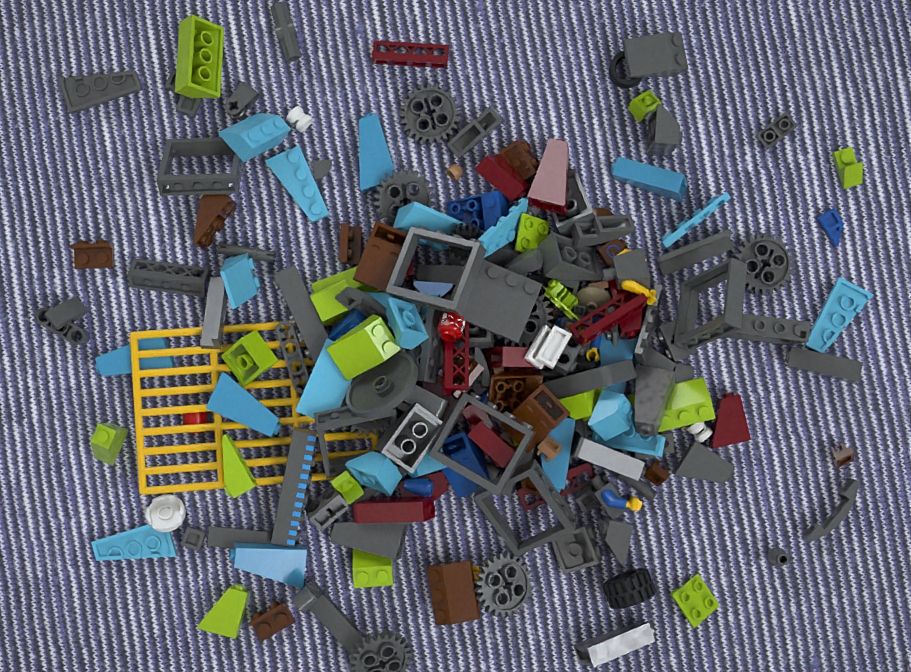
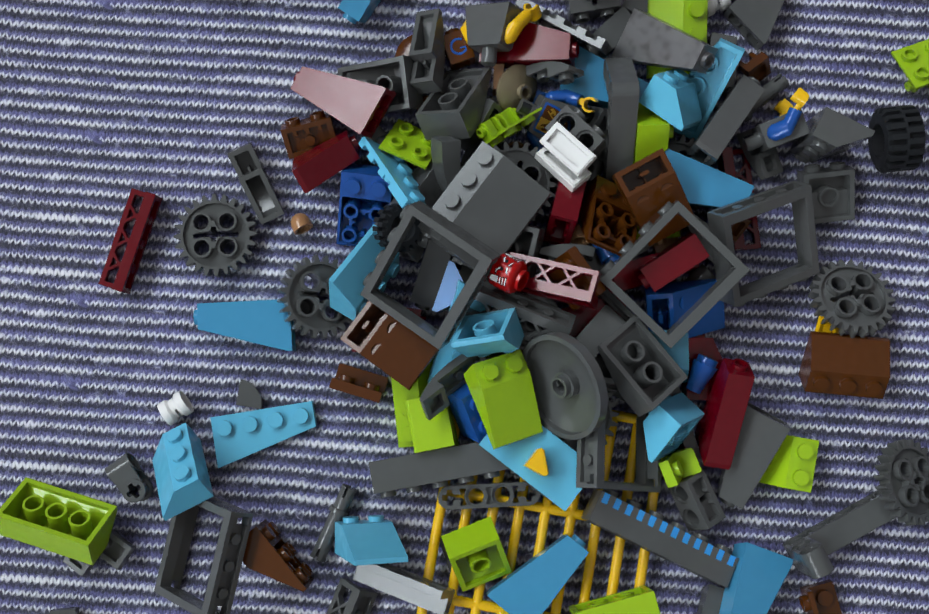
camera: 75 degrees left, 0 degrees up
(285, 31) = (54, 396): dark grey piece -> none
(323, 381) = (537, 462): none -> yellow slope
(550, 448) = (698, 188): medium nougat tile -> none
(609, 320) = (550, 65): dark red fence -> none

